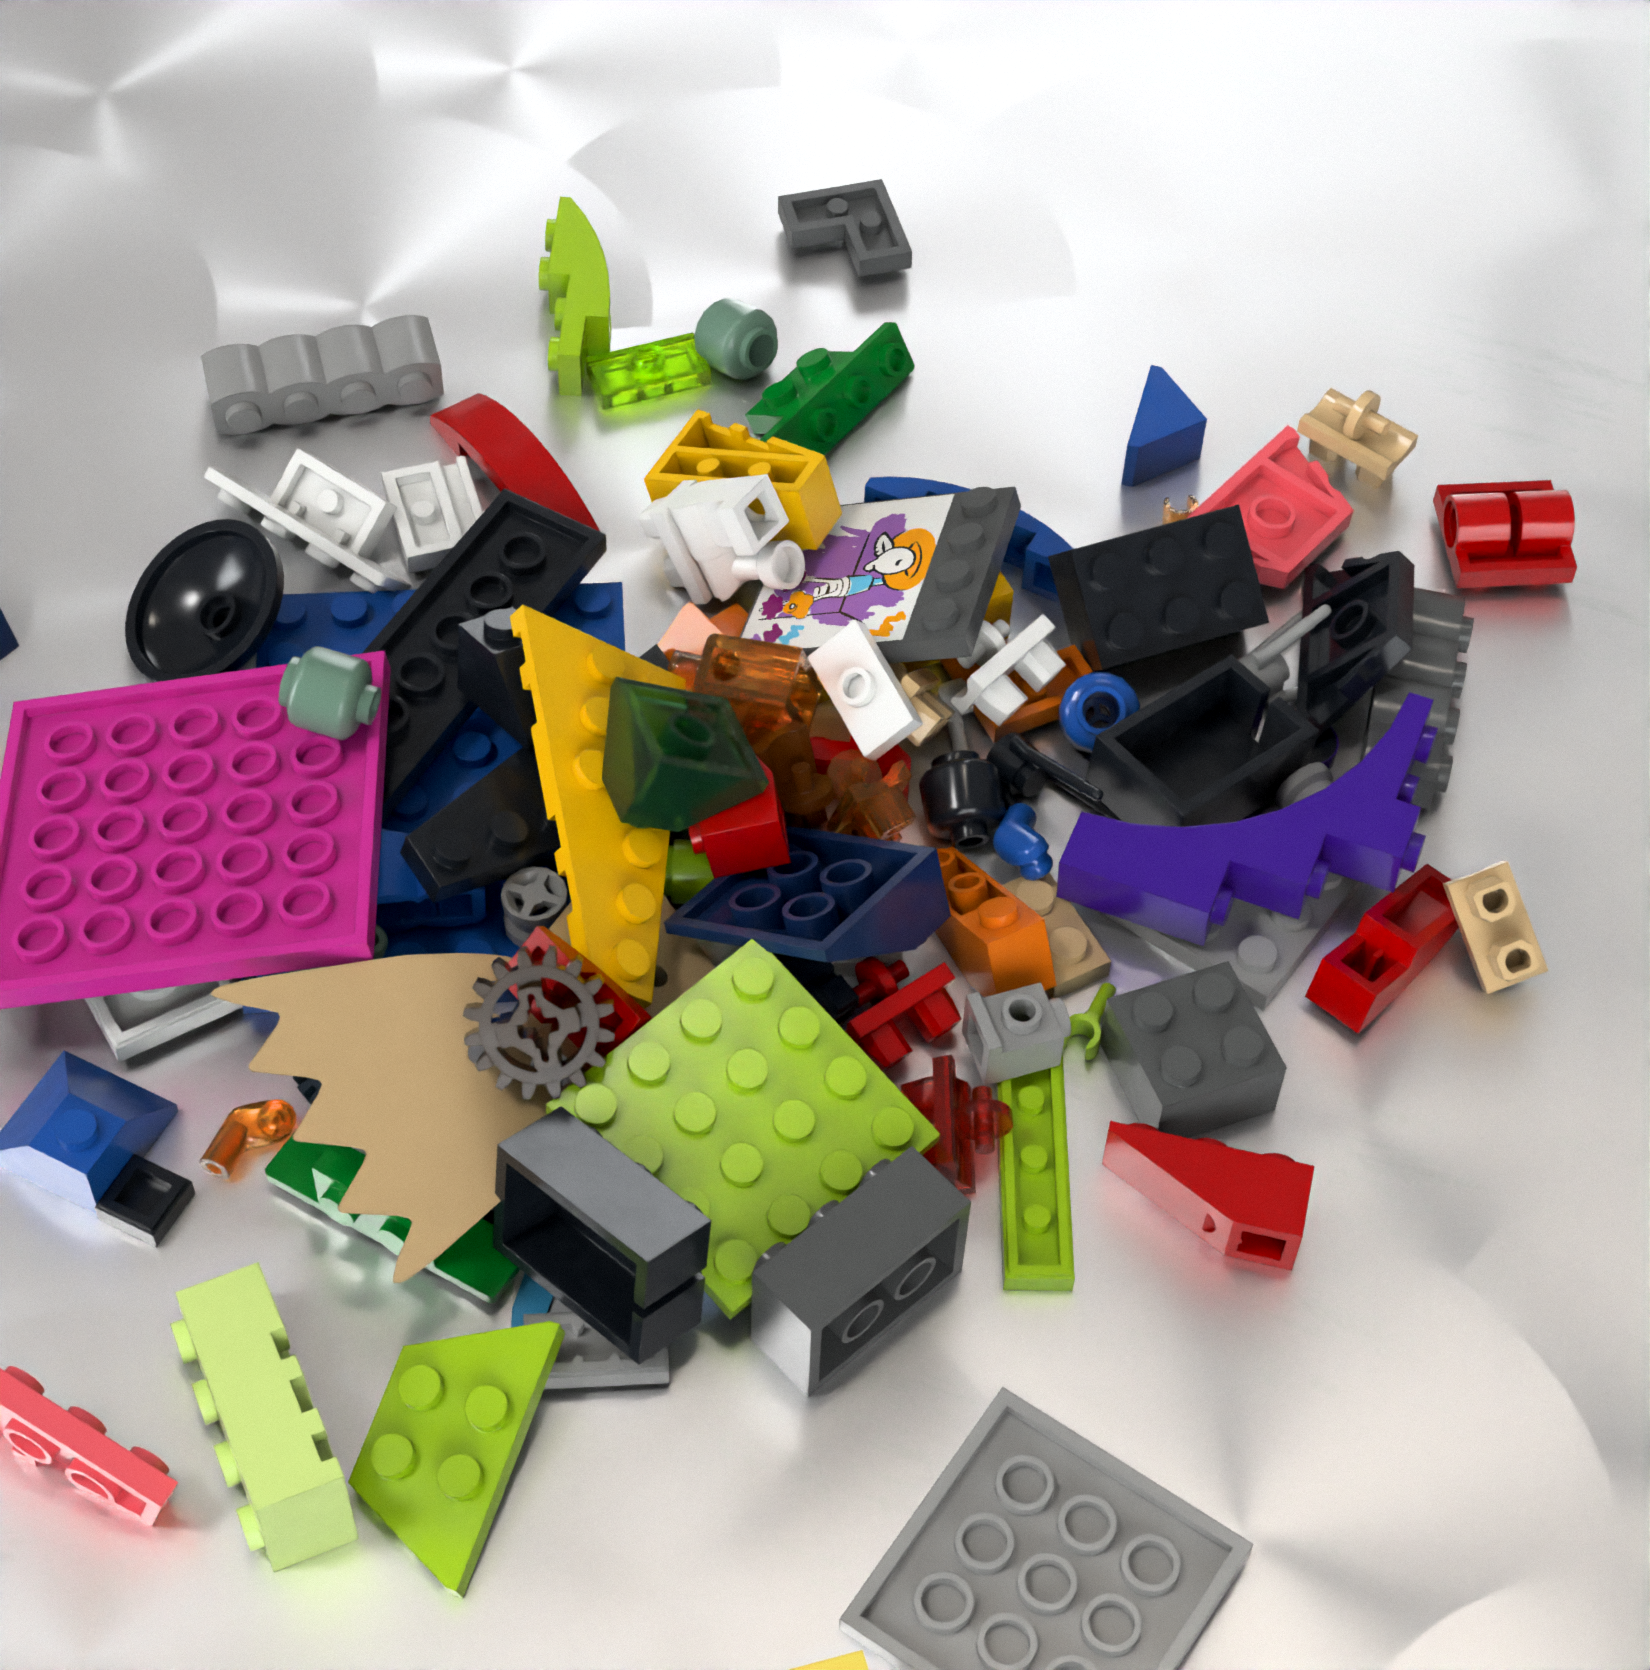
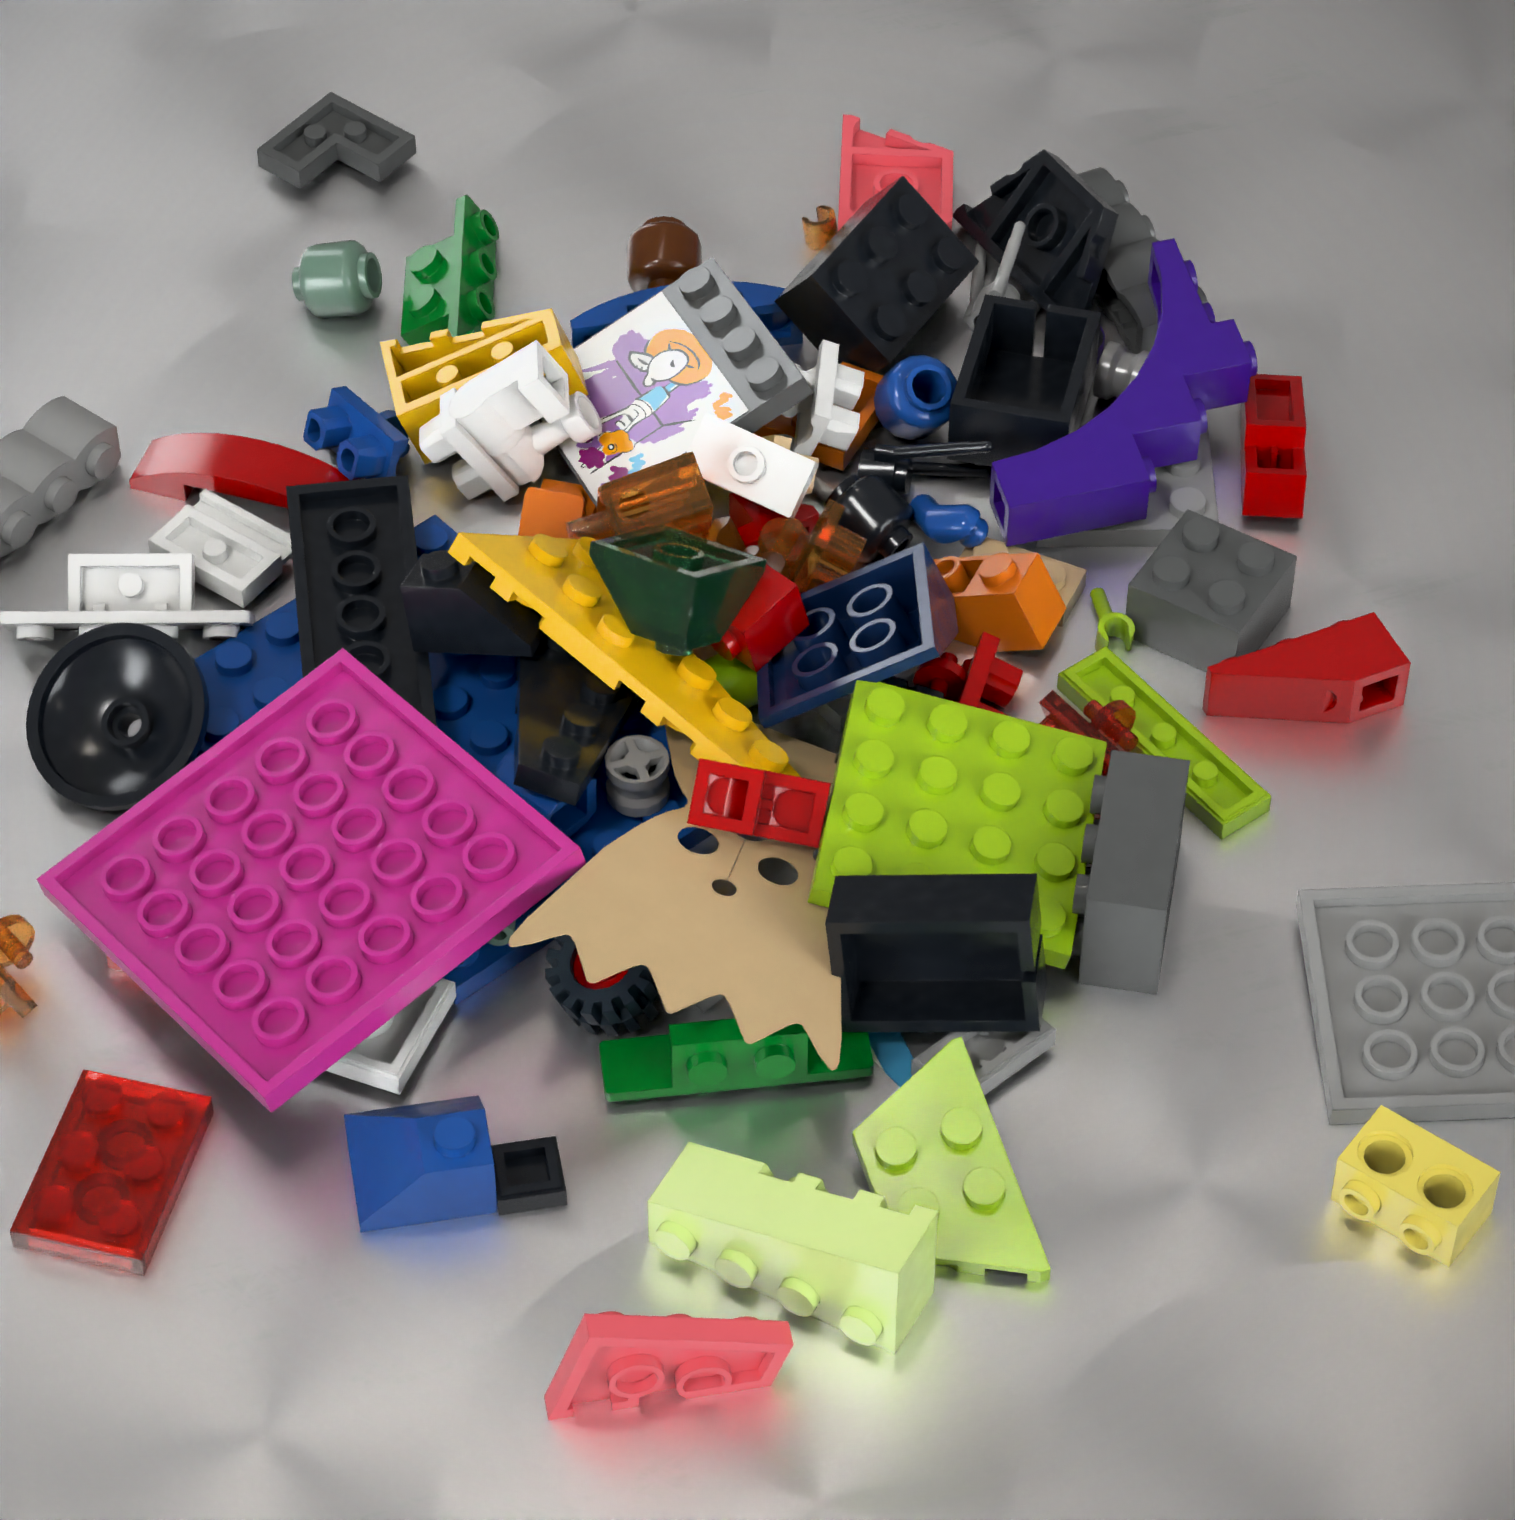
camera: 35 degrees left, 5 degrees down
(245, 1130) = (559, 1074): clear orange arm -> none
(329, 692) = (351, 693): sand green head -> none
(509, 1030) = (755, 823): gear -> none
(577, 295) = (162, 308): lime slope -> none
(614, 482) = (364, 440): none -> blue hips
(647, 371) = (280, 346): clear neon green plate -> none
(1014, 459) = (661, 253): none -> reddish brown head
(1015, 1032) = (1083, 639): light grey brick -> none
(1164, 432) = (747, 167): blue slope -> none
(1357, 433) = (904, 91): tan hips -> none
(1495, 927) = (1338, 385): tan hips -> none
(1507, 533) = (1078, 107): red plate -> none

